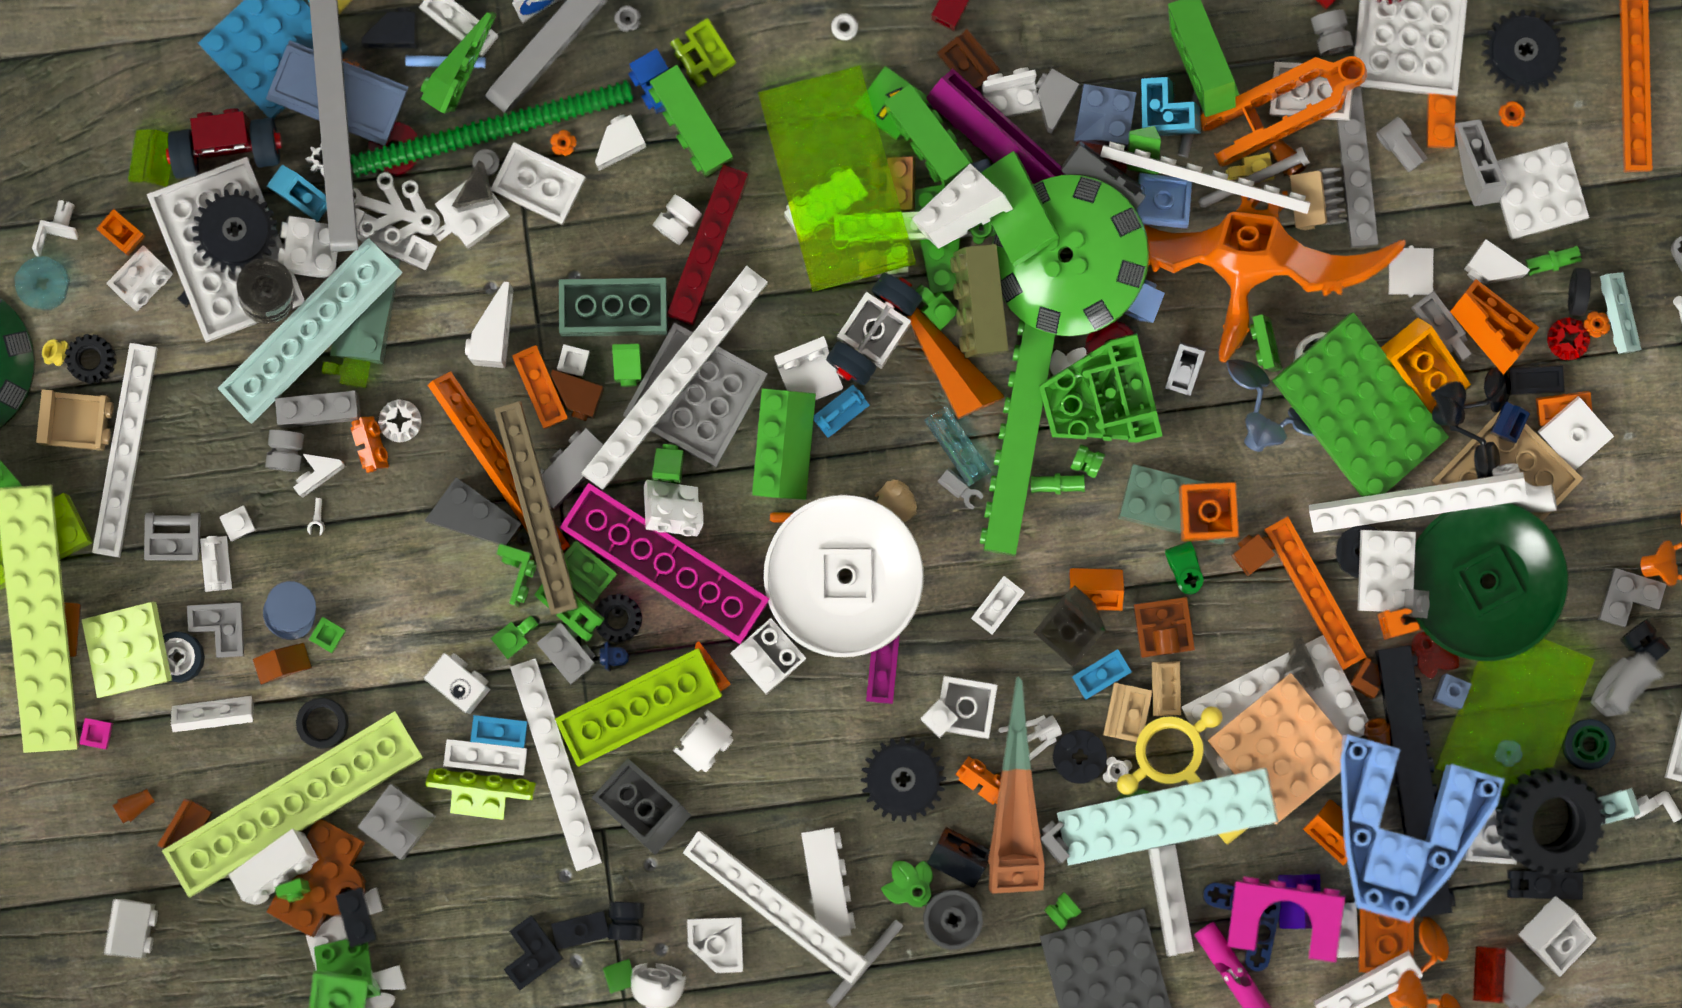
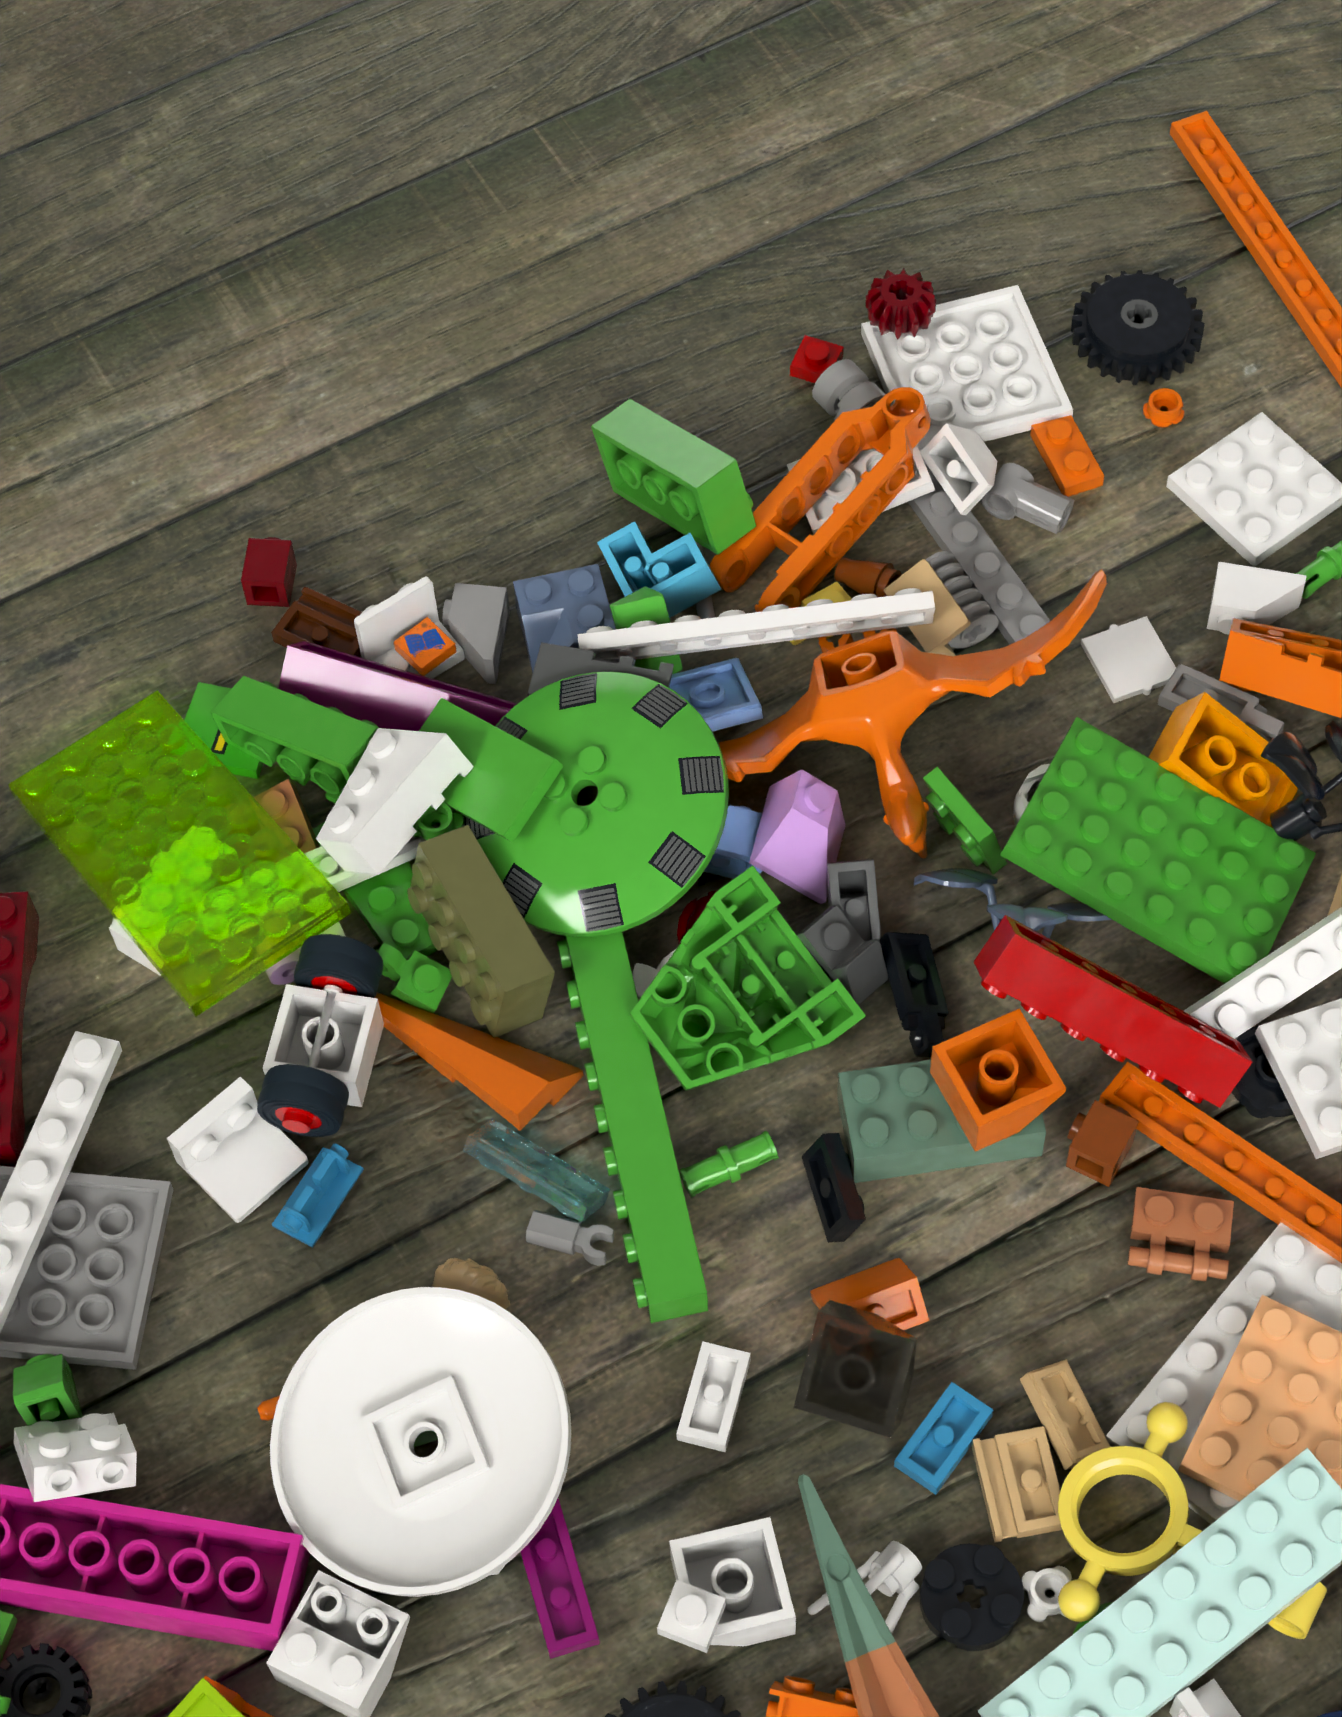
camera: 20 degrees left, 25 degrees down
(783, 444) = (236, 1279): bright green slope -> none
(848, 19) = (114, 646): white plate -> none
(1019, 102) = (425, 646): none -> orange tile
(1087, 461) = (773, 1108): bright green wheel -> none
(1105, 520) = (833, 1187): none -> black plate
(1164, 627) = (1012, 1318): dark orange plate -> none
(1167, 392) = (845, 954): none -> dark grey slope
(1174, 313) = (800, 833): none -> lavender slope
(1184, 562) = (996, 1203): green piece -> none
(1198, 426) = (915, 988): none -> black hinge
(1273, 611) = (1184, 1222): none -> nougat plate
(1284, 499) = (1111, 1012): none -> red brick
(1299, 157) = (886, 554): light grey bar -> none
(1300, 657) = (1269, 1263): clear smoke slope -> none
(1373, 112) = (961, 465): none -> white slope
(1479, 164) = (1155, 481): light grey slope -> none

